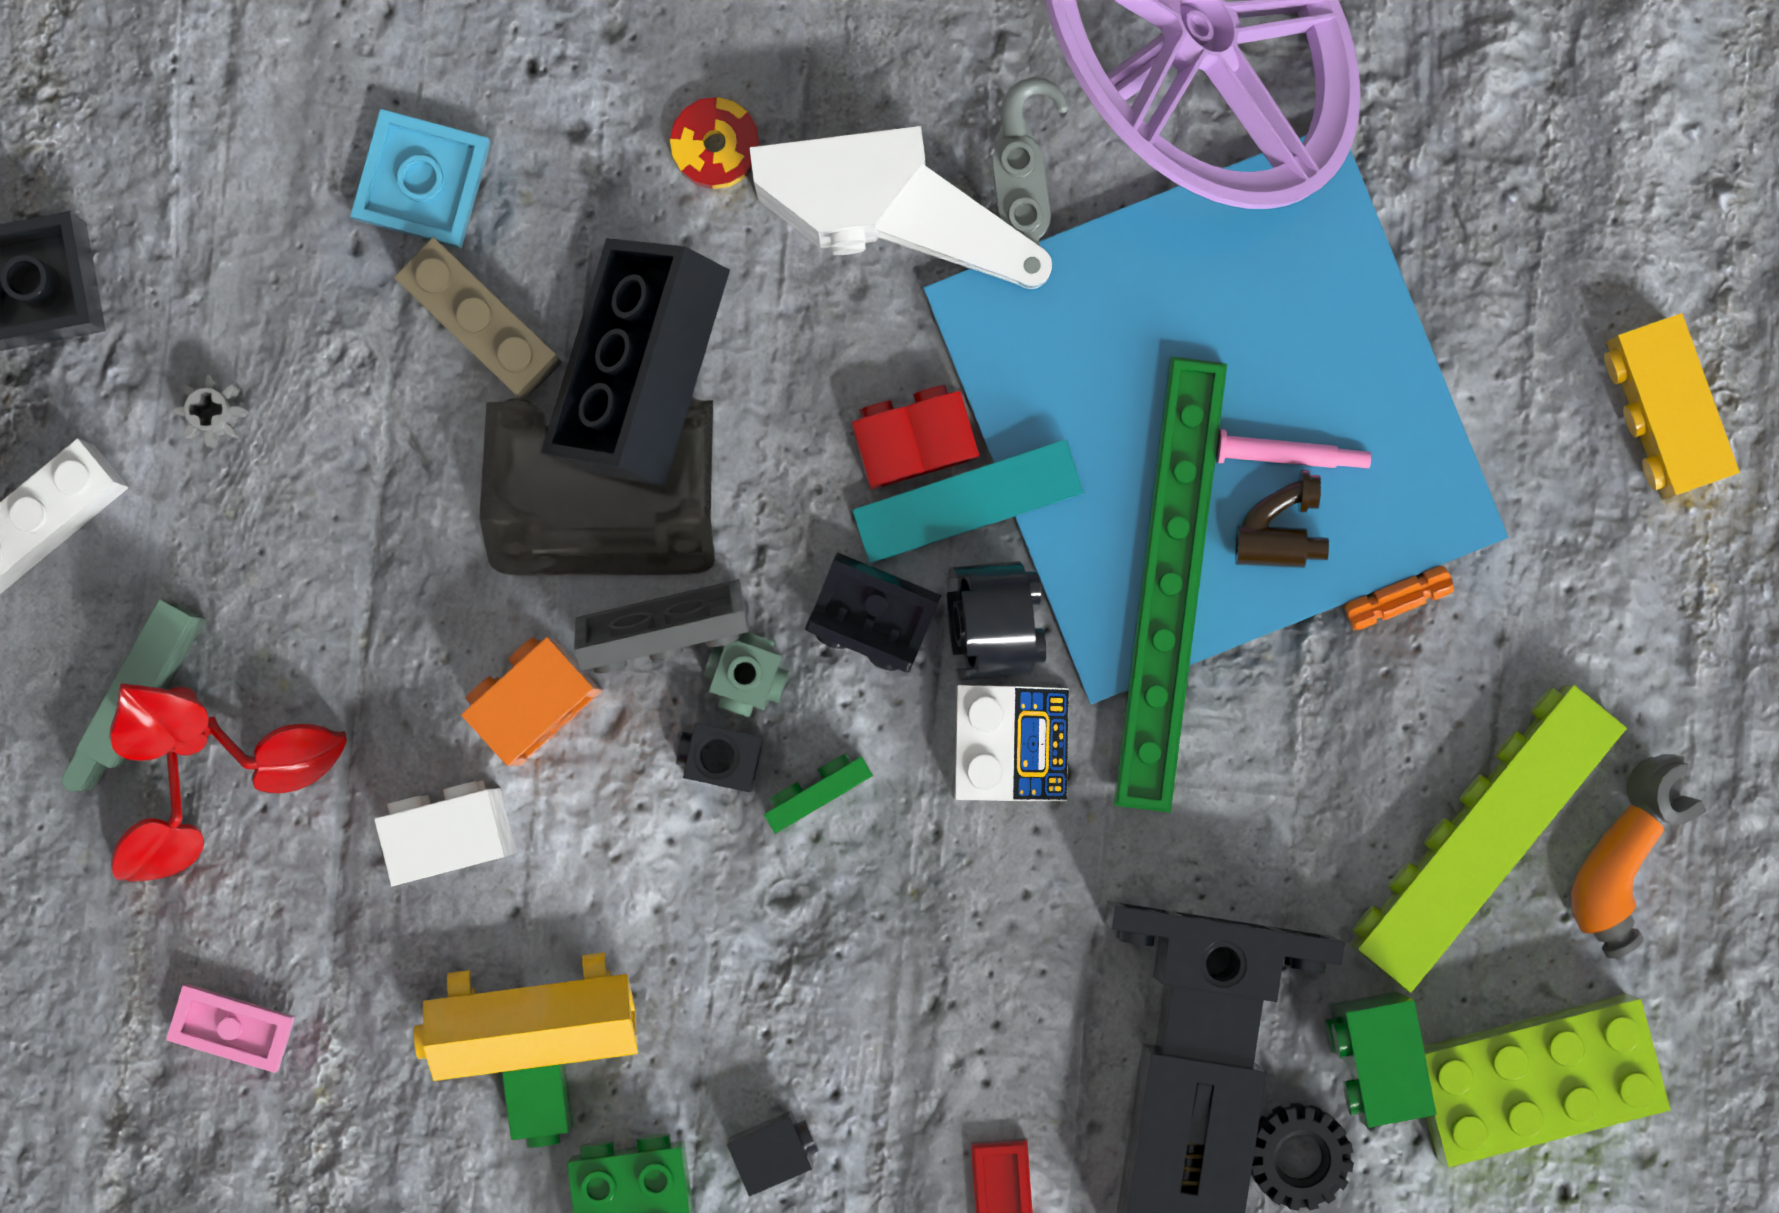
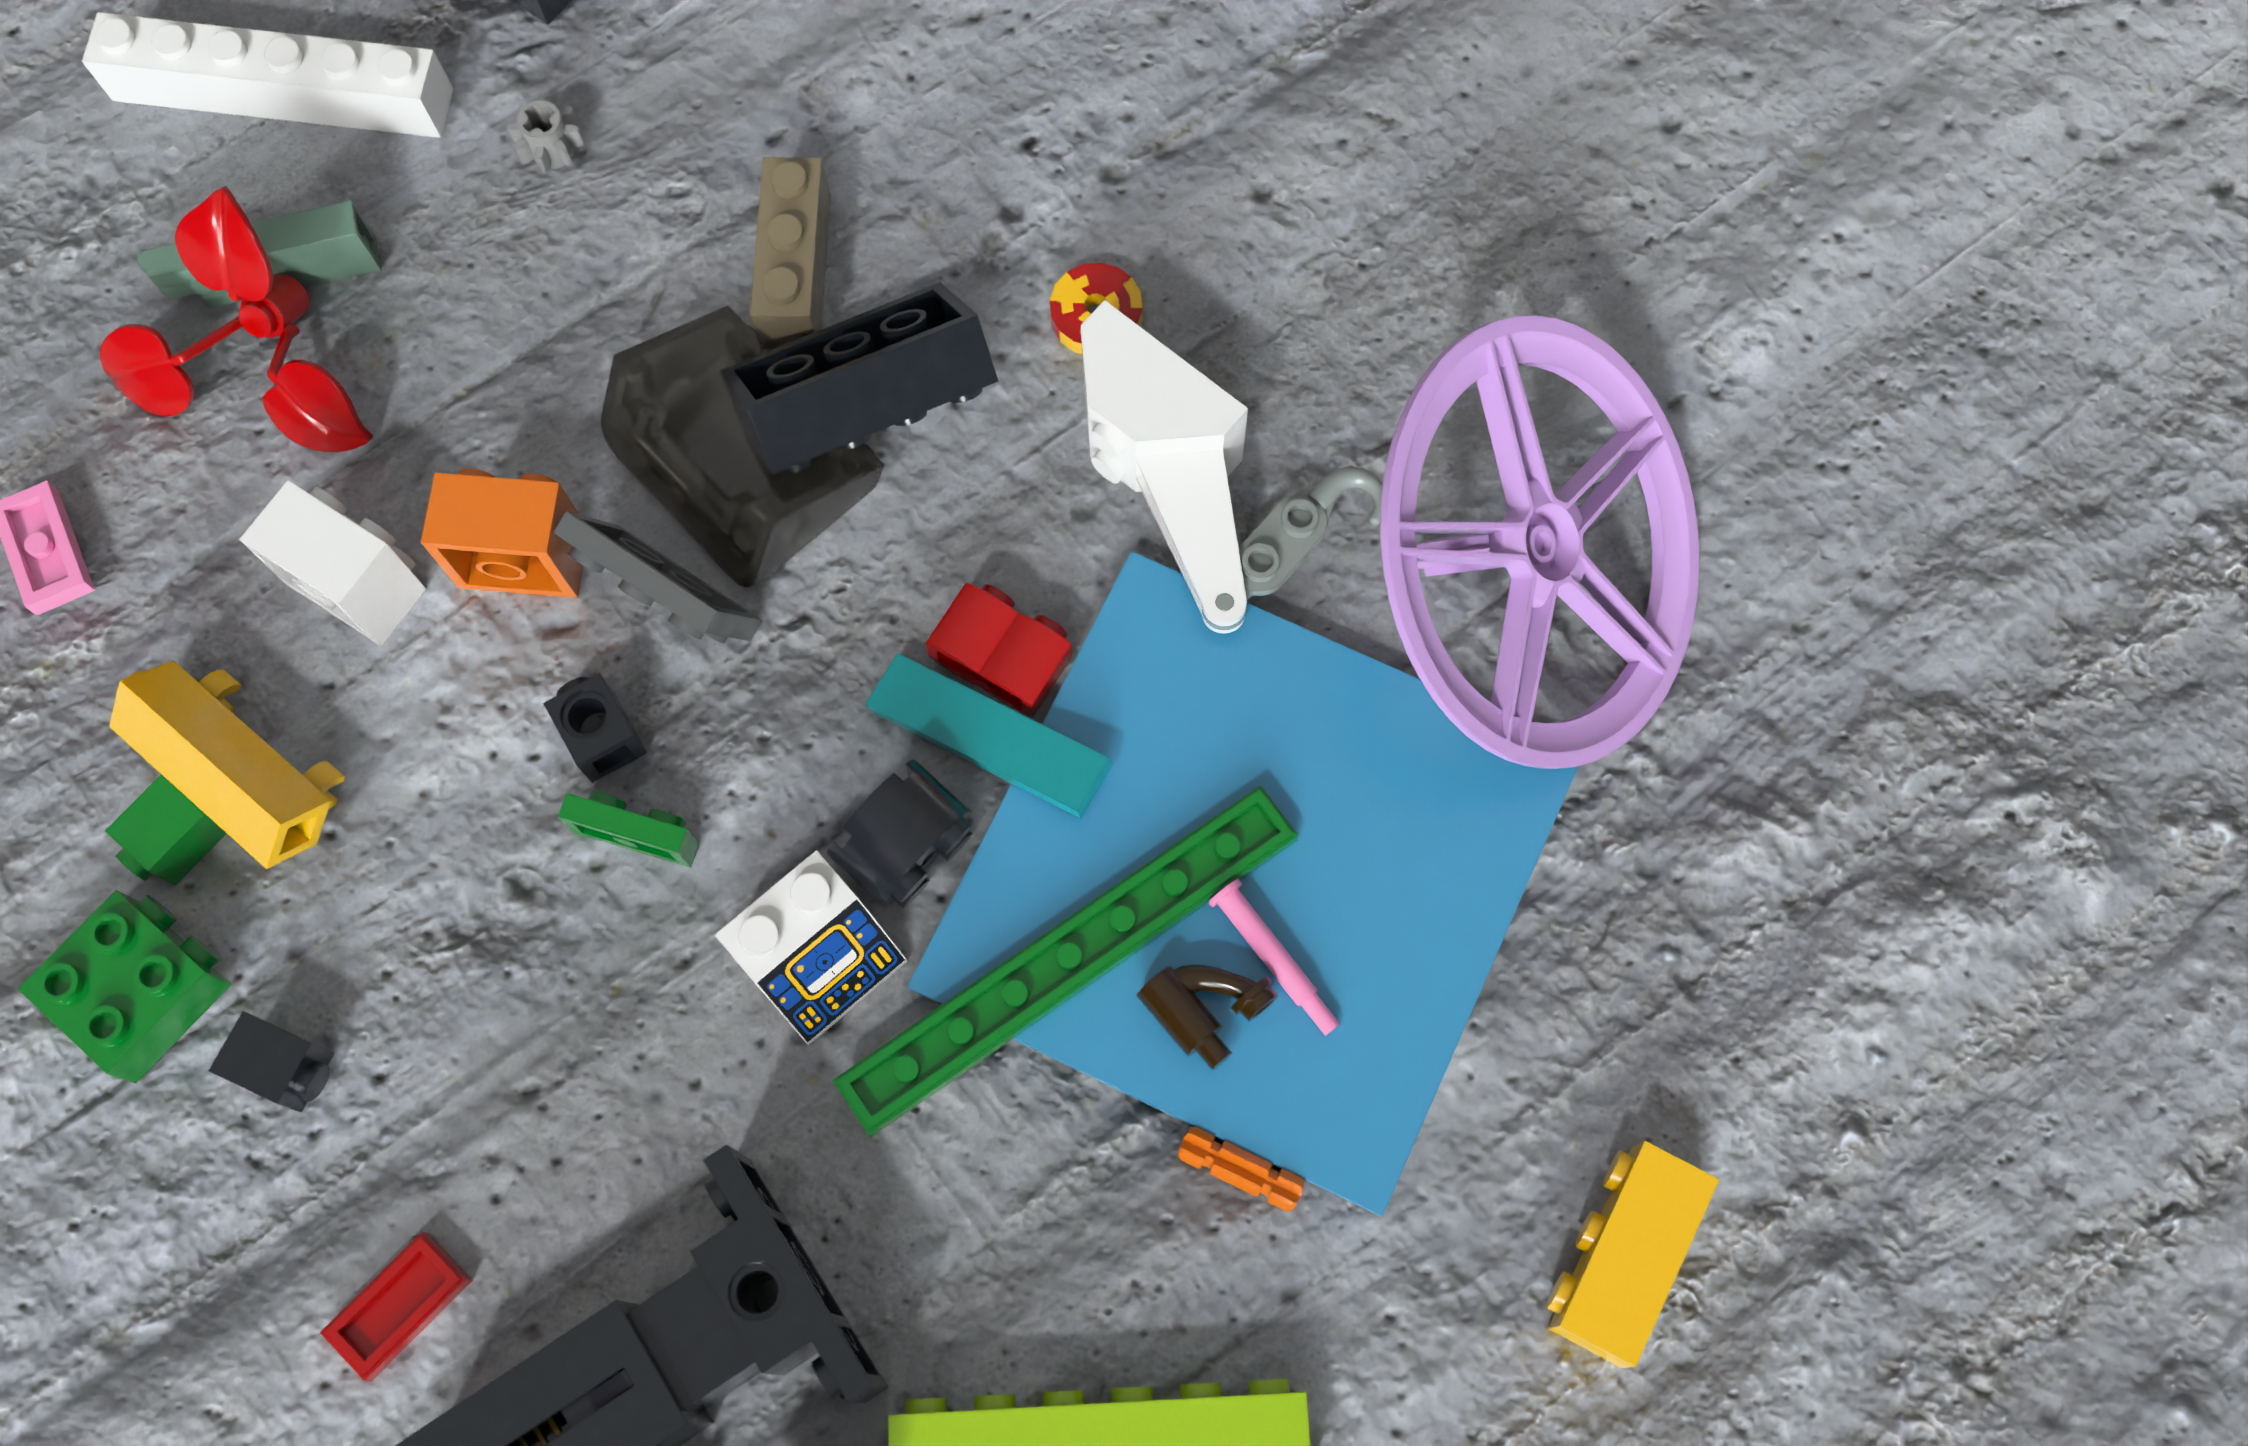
camera: 50 degrees right, 15 degrees down
(420, 178) = (866, 131): medium azure plate -> none
(769, 677) = (680, 683): sand green brick -> none
(872, 613) = (822, 741): black bracket -> none

